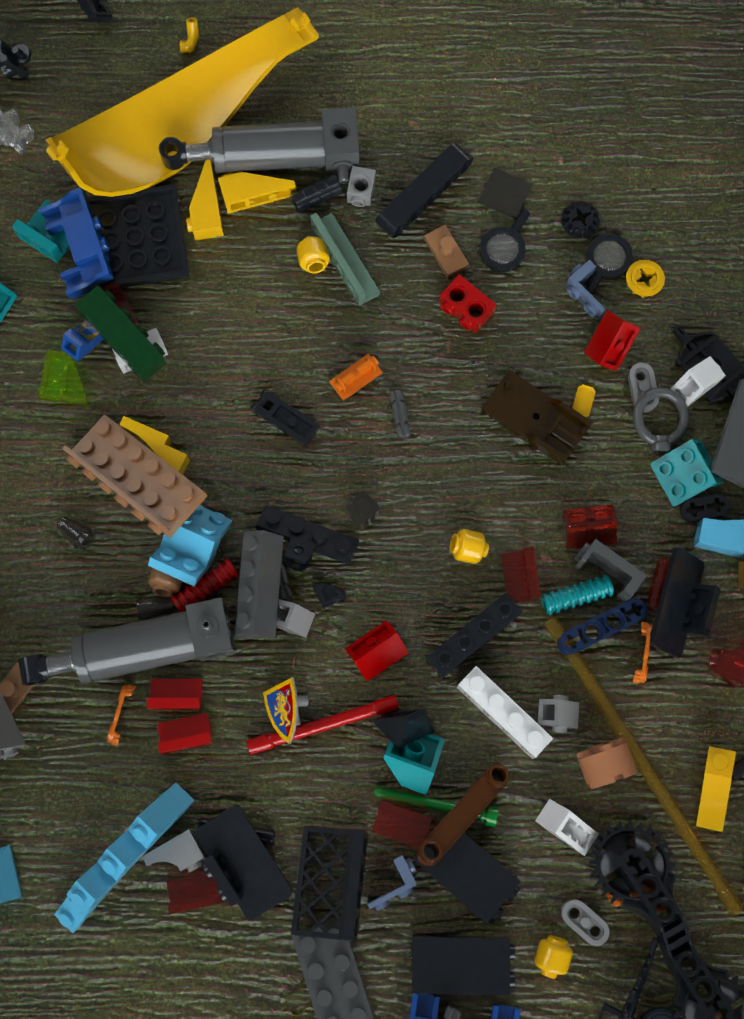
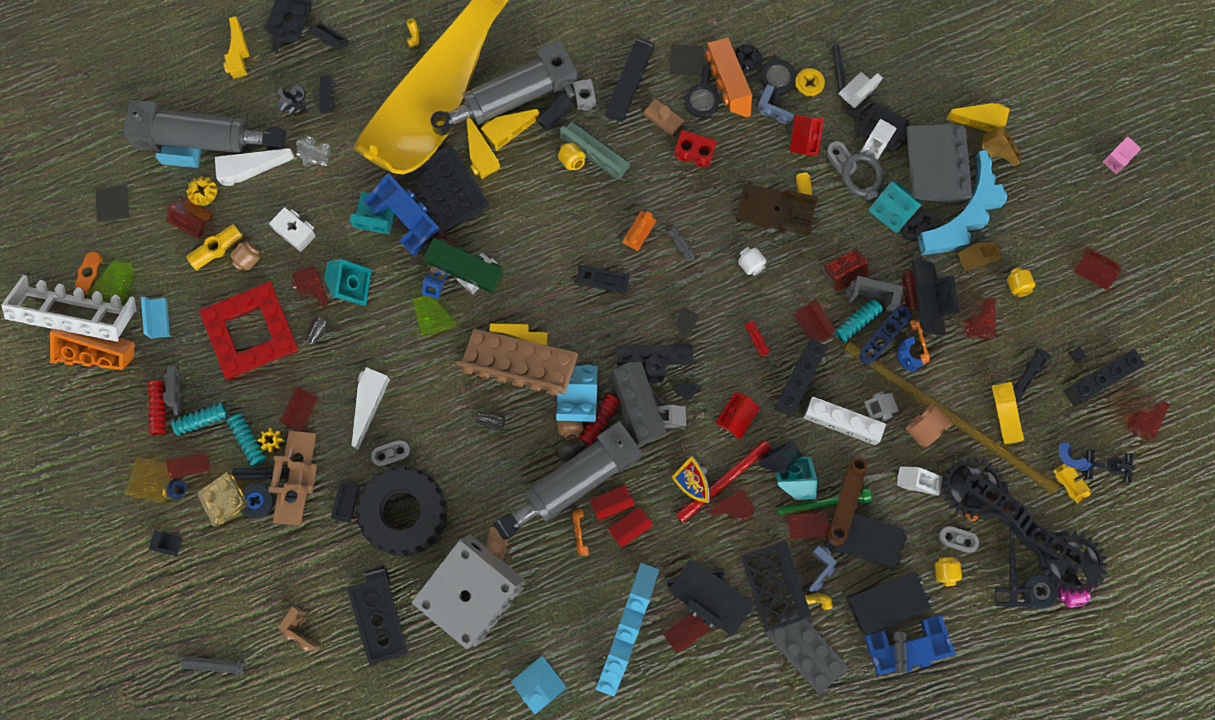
camera: 25 degrees left, 0 degrees up
(57, 69) = (327, 94): none -> black piece
(181, 851) = (664, 608): light grey arch -> none
(323, 761) = (736, 506): none -> clear red arch
(378, 921) = (819, 598): none -> yellow arm
(442, 566) = (757, 338): none -> red axle
(469, 546) = (770, 317): yellow head -> none
(476, 468) = (752, 261): none -> white head
(546, 233) = (729, 76): none -> orange wedge
(615, 666) = (904, 356): none -> blue piece
(688, 279) = (838, 66): none -> black bar
(703, 310) = (859, 89): none -> white panel

